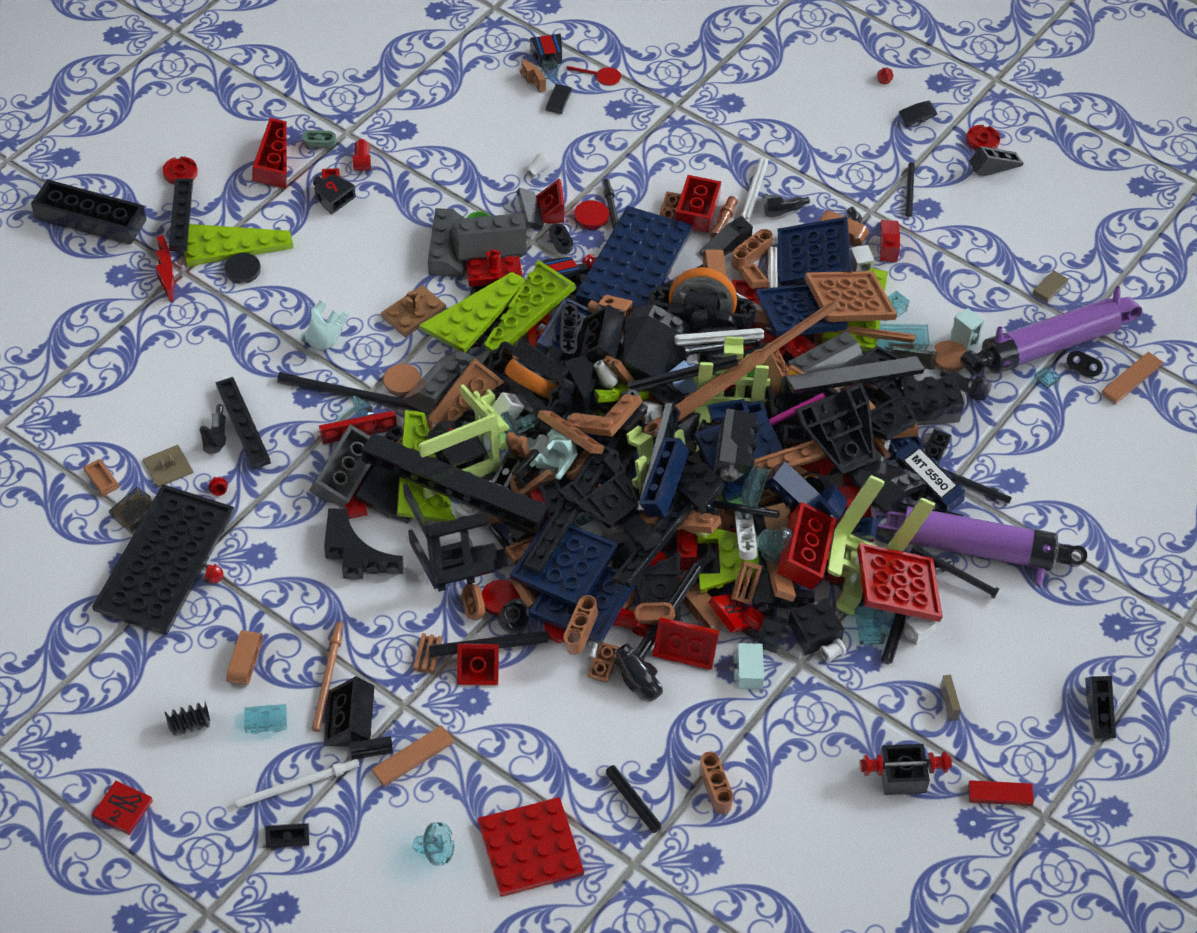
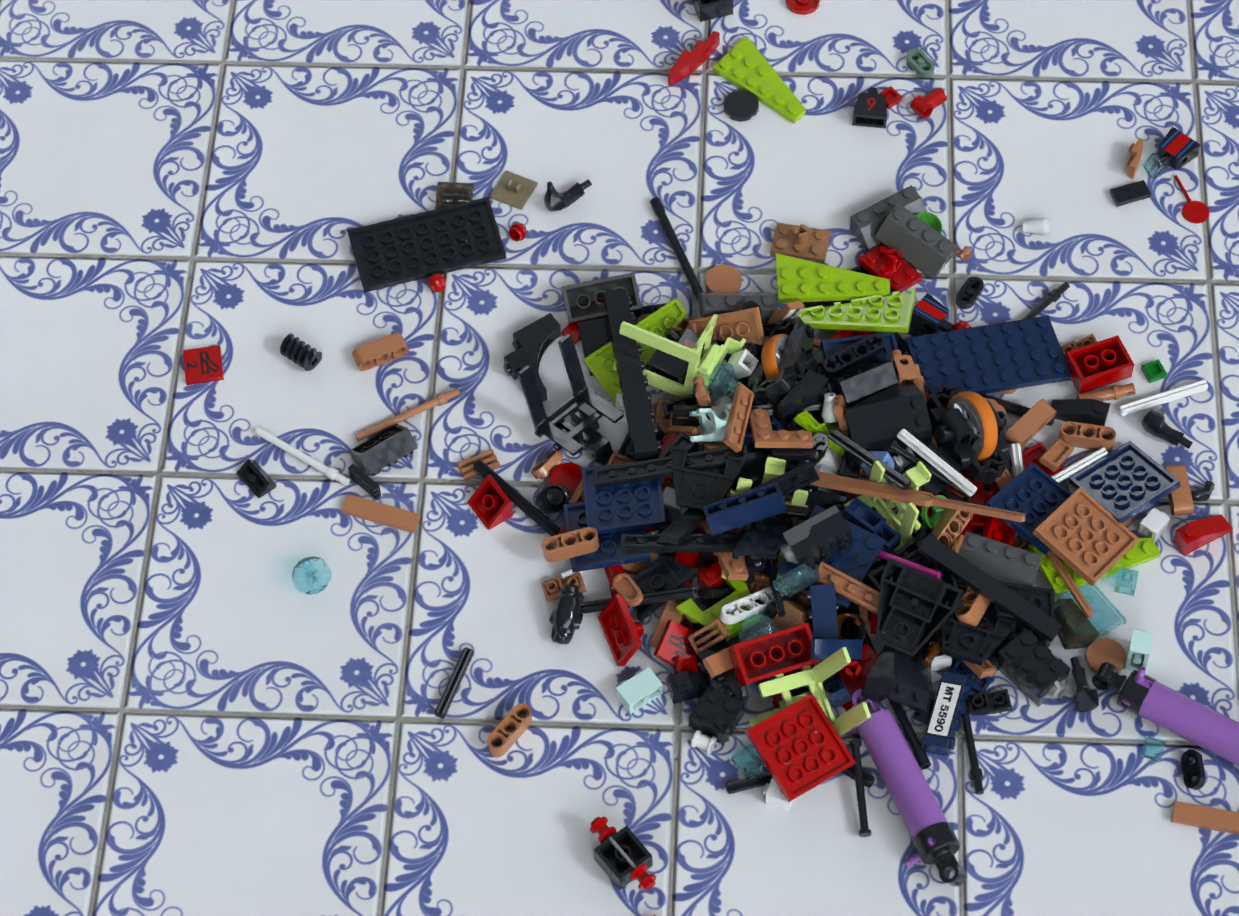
camera: 60 degrees right, 5 degrees up
(101, 477) = (467, 157): nougat tile -> none
(181, 215) = (752, 30): black plate -> none
(243, 423) = (590, 207): black plate -> none
(265, 718) = (340, 400): clear light blue bracket -> none
(271, 158) = (870, 44): red wedge -> none
(322, 334) = (713, 201): light aqua piece -> none
(361, 407) = (667, 272): clear light blue slope -> none
(367, 424) = (650, 281): red fence -> none
(481, 355) = (790, 310): none -> nougat slope
(530, 208) = (980, 250): black tile -> none
(530, 846) = (361, 639): red plate -> none
(551, 203) = (1000, 263): red slope -> none
(591, 214) = (1019, 298): red tile -> none
(728, 180) = (1154, 371): none -> green tile
(950, 697) = (725, 855): dark tan tile -> none

